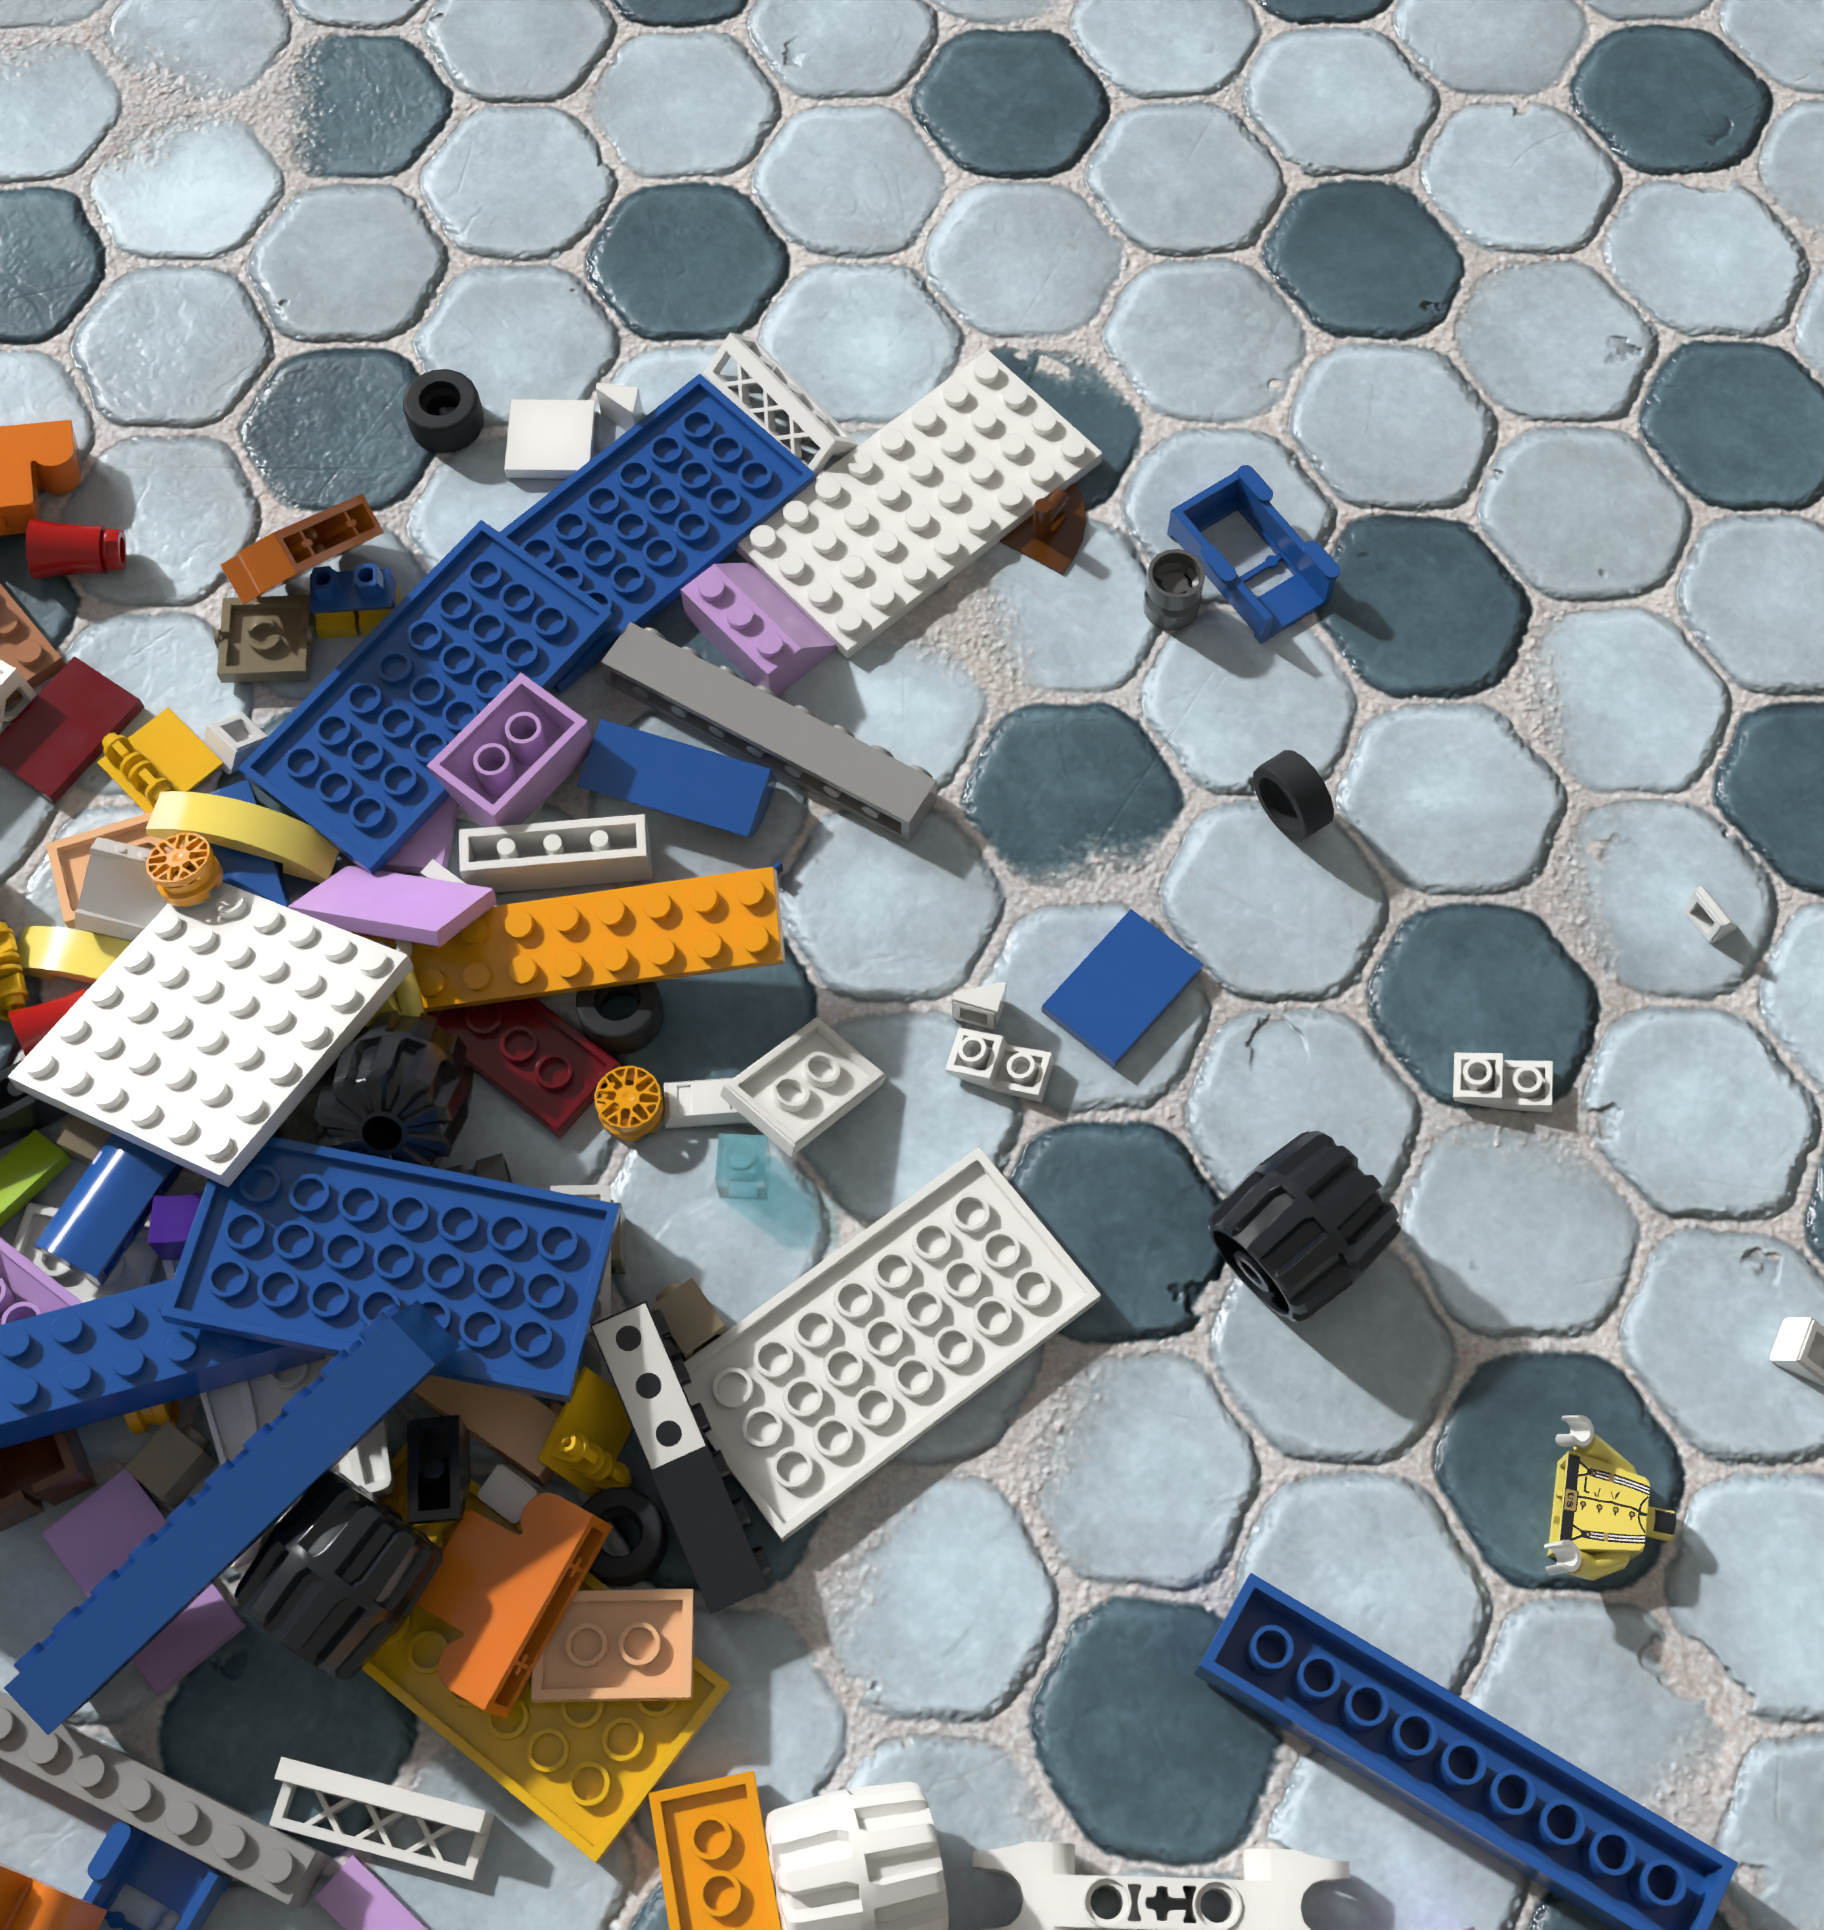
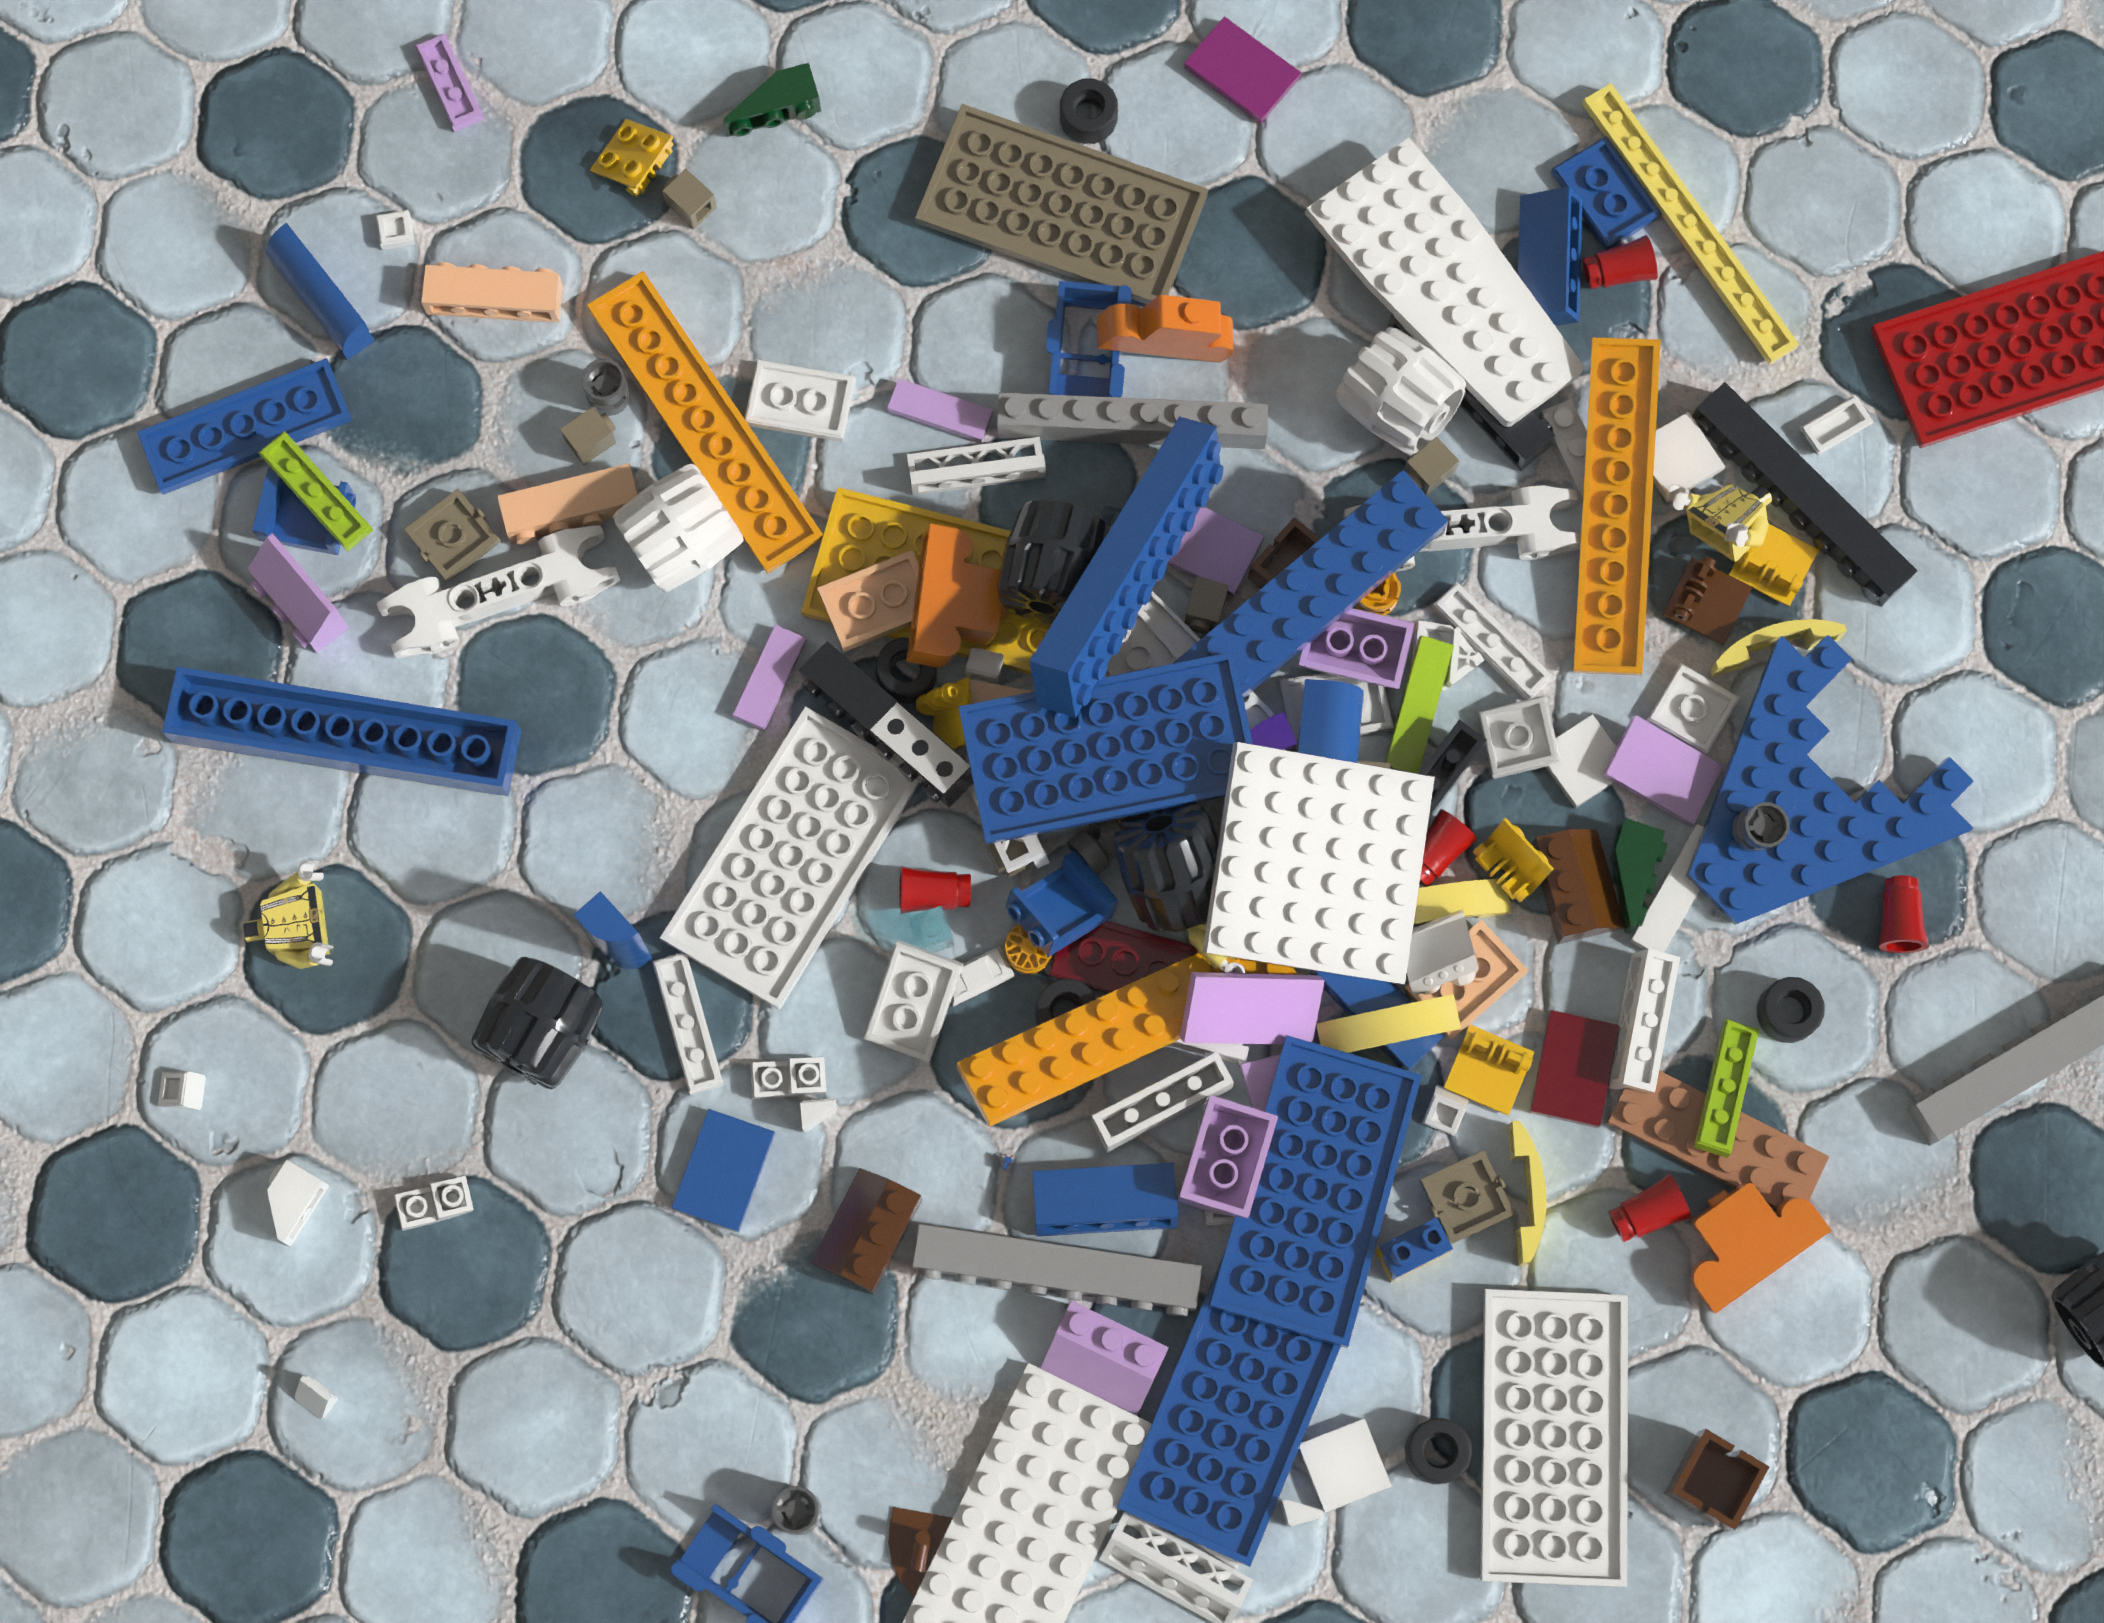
camera: 155 degrees right, 10 degrees up
(172, 279) = (1715, 1481): none -> reddish brown piece
(186, 617) = (1522, 1148): none -> light yellow slope
(186, 872) = (1403, 969): light orange wheel -> none
(300, 548) = (1468, 1255): orange brick -> none
(312, 385) = (1554, 1438): none -> white plate
(437, 1469) = (1021, 640): black slope -> none
(563, 1128) = (1062, 905): none -> blue panel
(689, 1317) = (923, 818): dark tan brick -> none
(719, 1218) = (930, 889): none -> red plant
(813, 1610) = (769, 677): none -> lavender tile
(973, 850) = (867, 1230): none -> reddish brown slope
(1102, 1182) = (688, 1023): none -> white tile
(1165, 1284) = (612, 934): none -> blue brick
(1293, 795) = (647, 1360): black tyre -> none
(1686, 1149) = (293, 1199): none -> white slope

